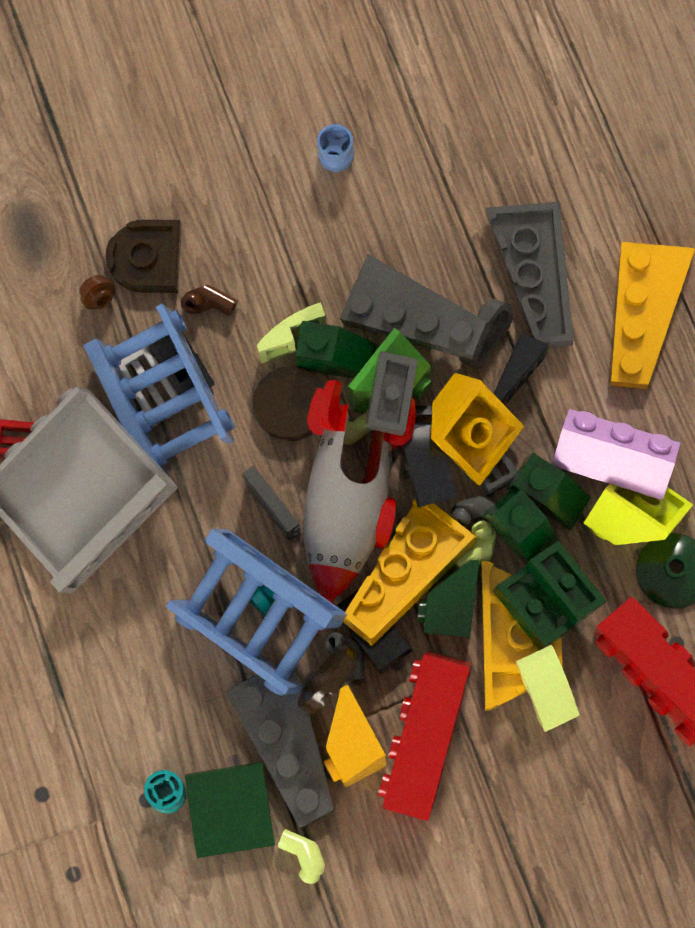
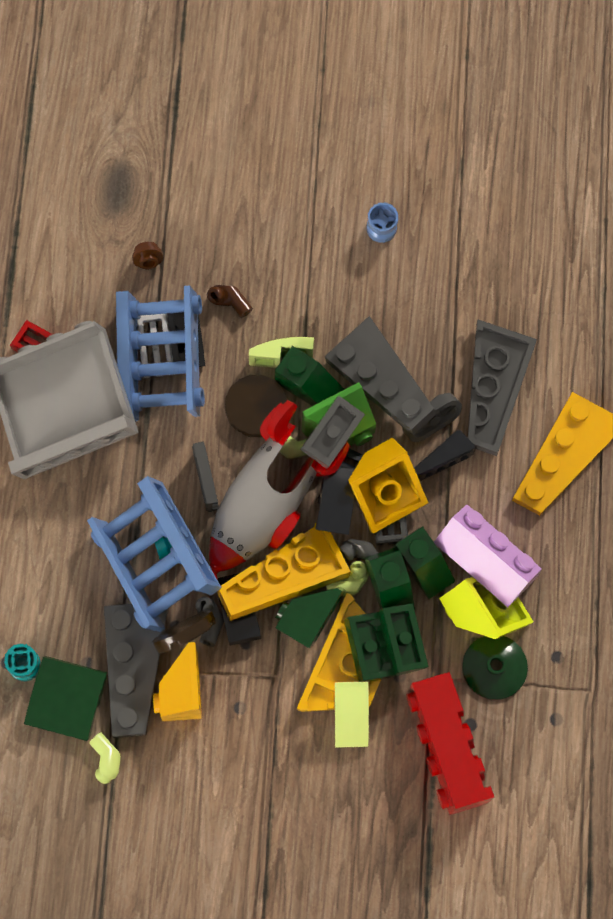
camera: 15 degrees right, 0 degrees up
(146, 256) = (199, 243): dark brown tile -> none
(426, 734) = (240, 707): red wedge -> none

